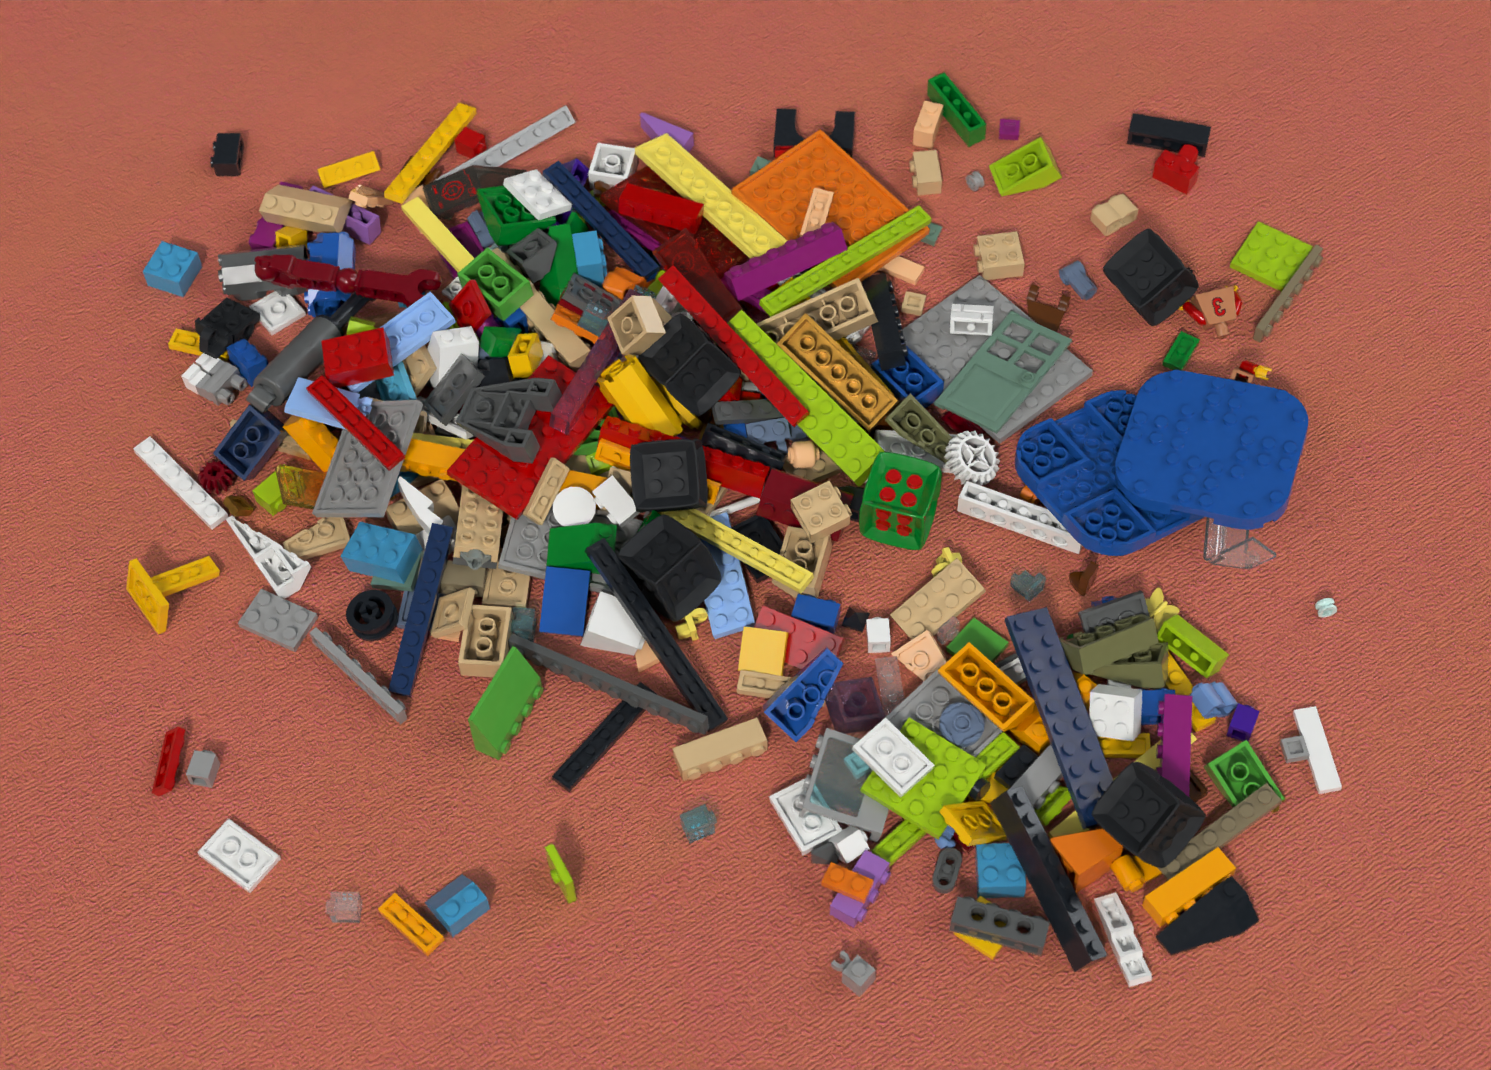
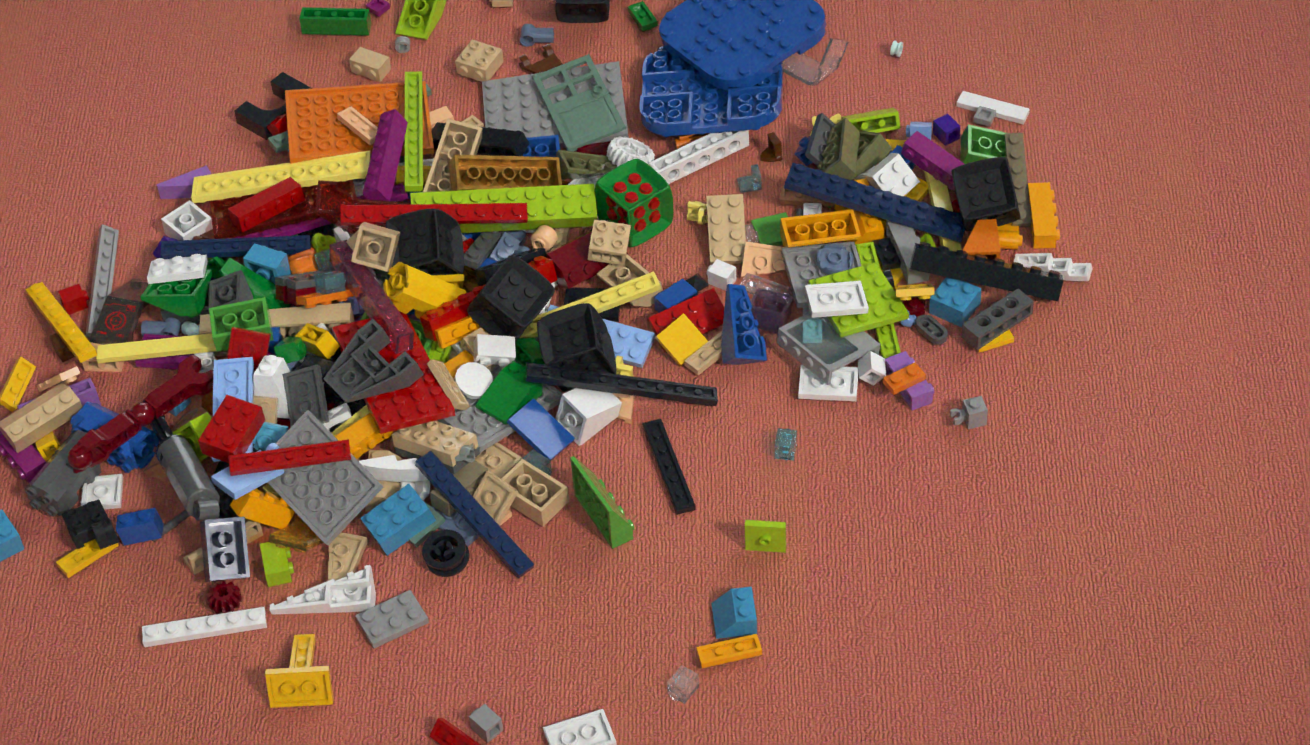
camera: 55 degrees left, 10 degrees down
(214, 379) = (131, 558): light grey hips -> none
(238, 506) = (265, 596): pearl gold plate -> none
(353, 670) = (489, 587): light grey plate -> none
(611, 685) = (639, 434): dark grey plate -> none
(720, 749) = (737, 403): tan brick -> none
(824, 854) = (868, 387): dark grey slope -> none
(928, 124) = (331, 43): light nougat brick -> none
(971, 319) = (522, 96): white brick -> none
(1216, 916) = (1073, 214): black wedge -> none

